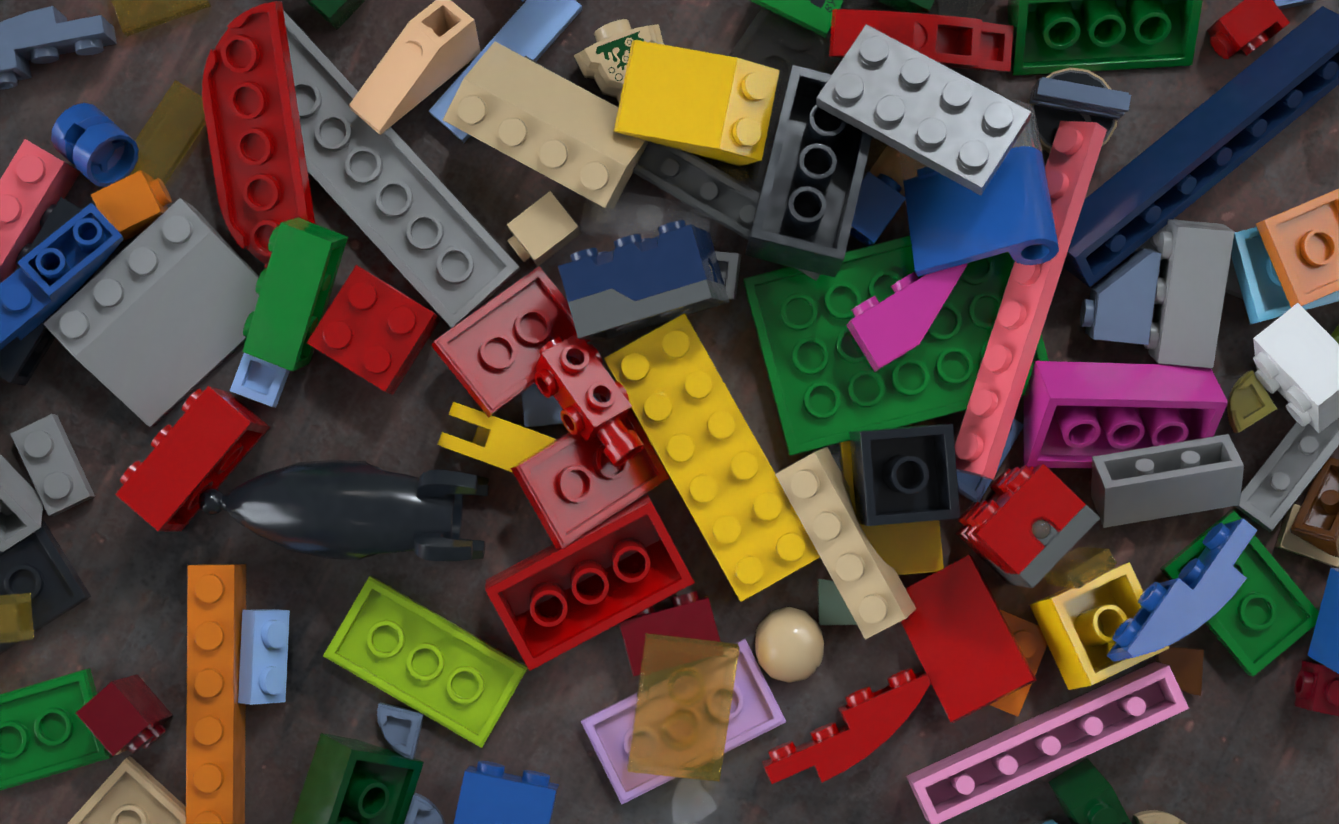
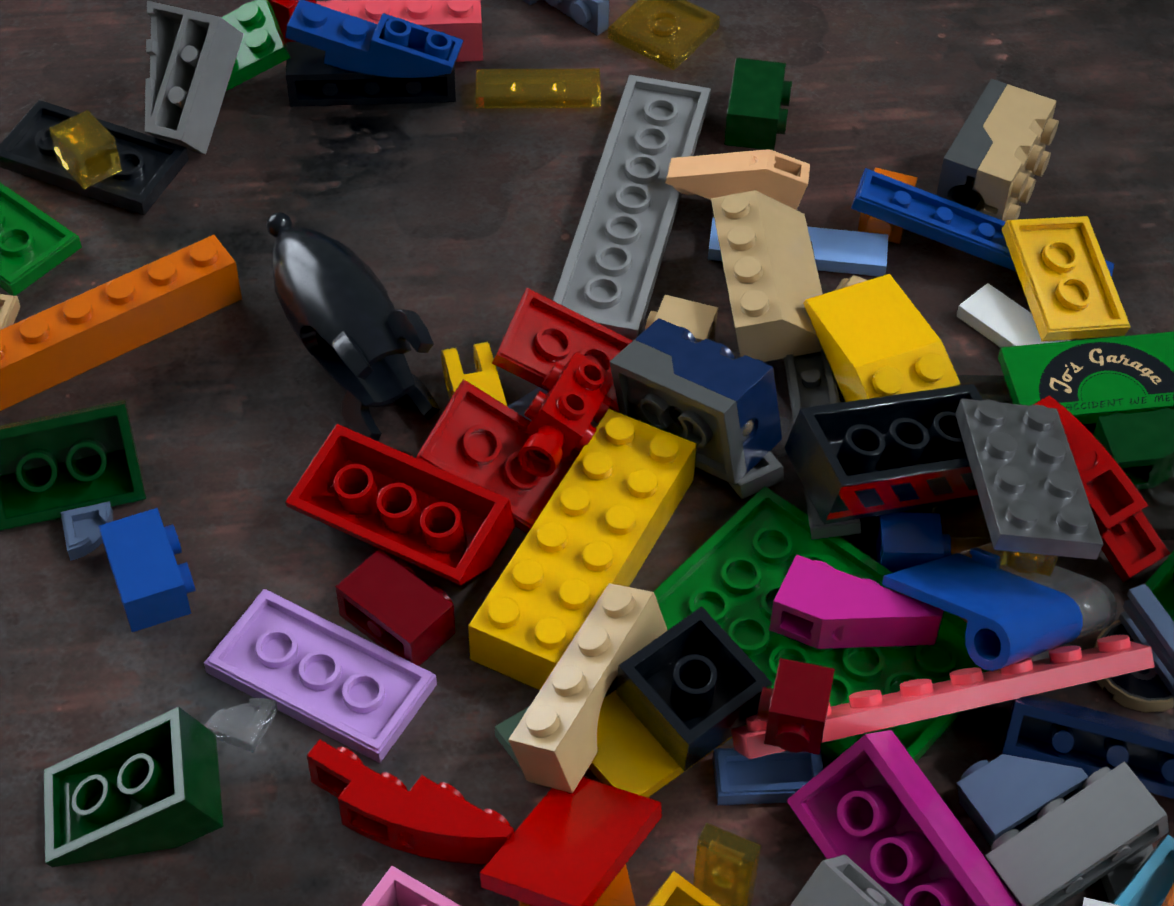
camera: 55 degrees right, 35 degrees down
(52, 465) = (237, 145): light grey plate -> none
(94, 144) = (509, 39): blue wheel -> none
(125, 716) = (55, 257): dark red brick -> none
(133, 203) = (481, 79): orange brick -> none
(160, 313) = (413, 142): light grey slope -> none
(190, 458) = (312, 188): red brick -> none
(256, 129) = (593, 123): red plate -> none
(259, 380) = (407, 224): light blue plate -> none
(263, 656) = (168, 335): light blue plate -> none
(293, 292) = (492, 197): green brick -> none
(374, 330) = (499, 262): red brick -> none
(400, 728) = (167, 467): sand blue tile -> none
(425, 661) = (241, 455): lime tile -> none
(682, 707) = (332, 643): clear yellow tile -> none
(789, 644) = (456, 715): tan hair -> none
(997, 429) = (796, 706): none -> dark red brick
(1026, 524) = (733, 783): red piece -> none

